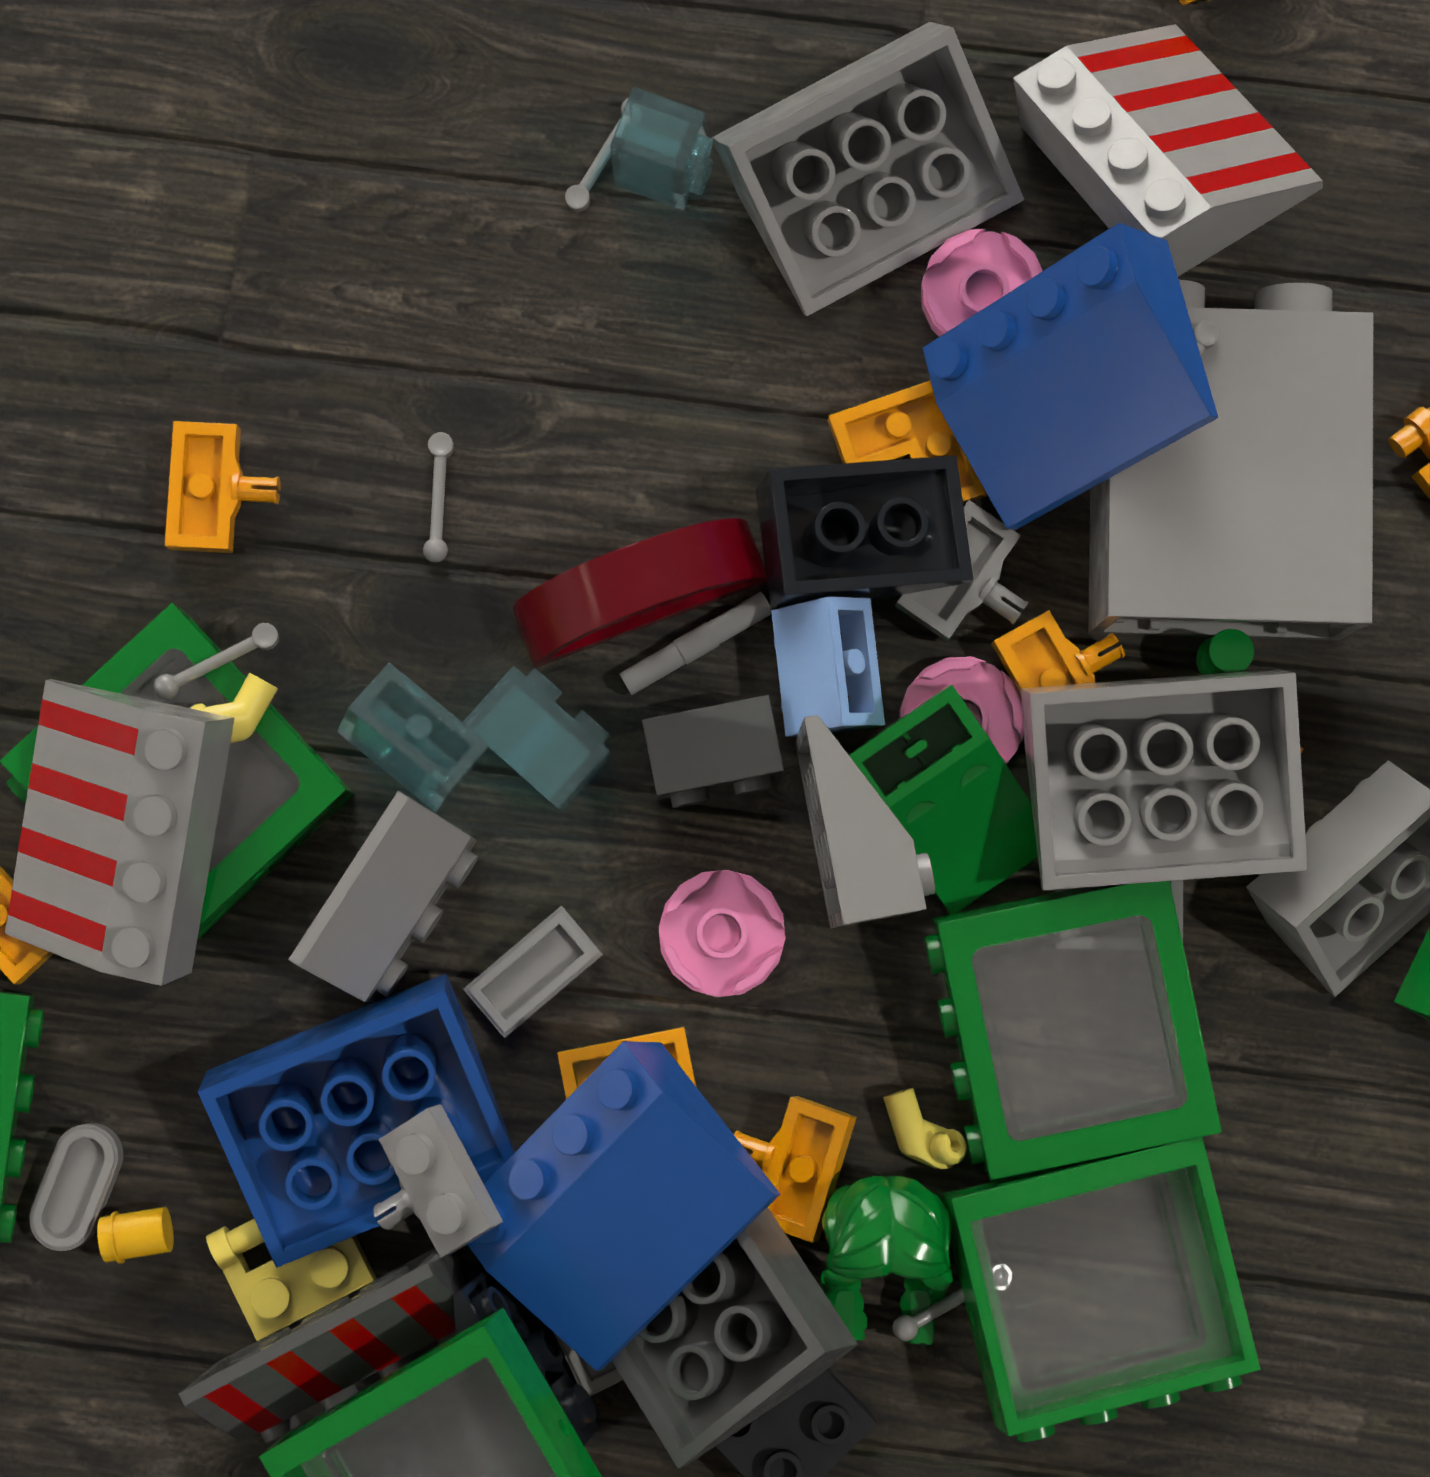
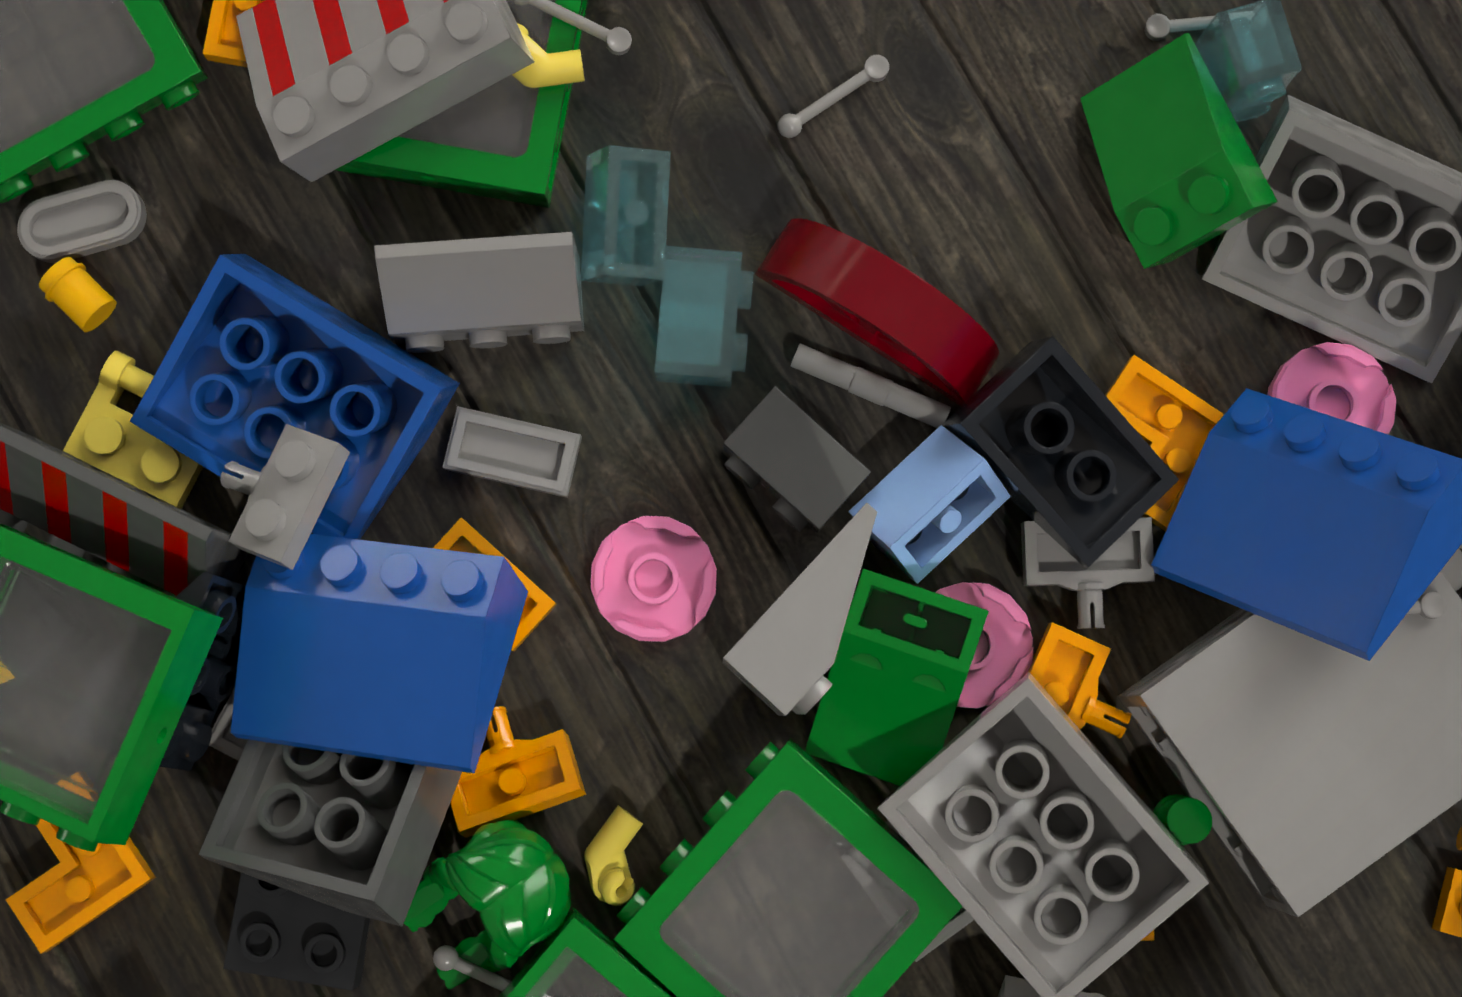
camera: 50 degrees right, 0 degrees up
(691, 264) = (1173, 154): none -> green slope

